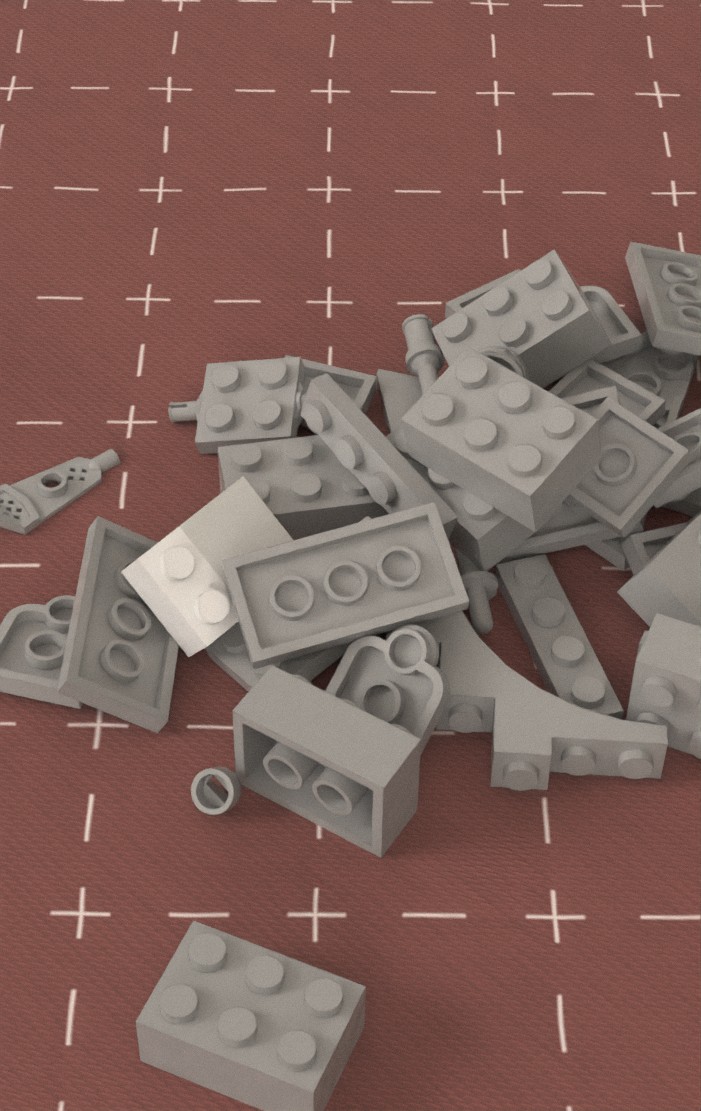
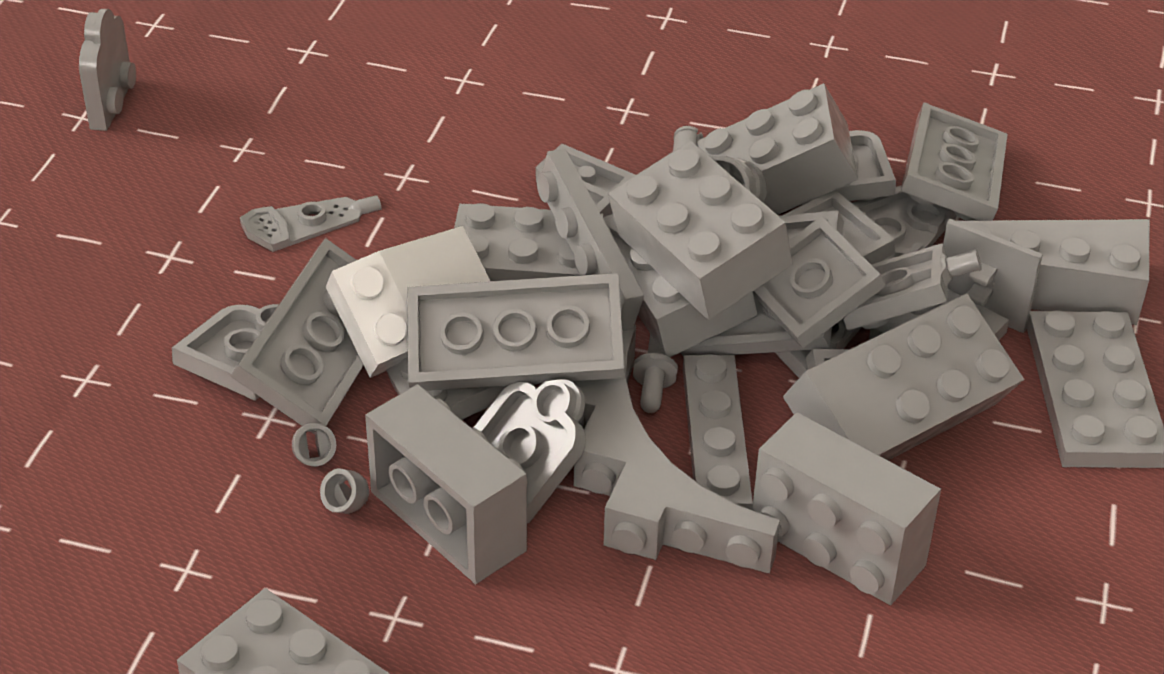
camera: 15 degrees right, 5 degrees down
(172, 741) = (324, 441): none -> light grey hinge
(245, 403) = (501, 174): light grey plate -> none

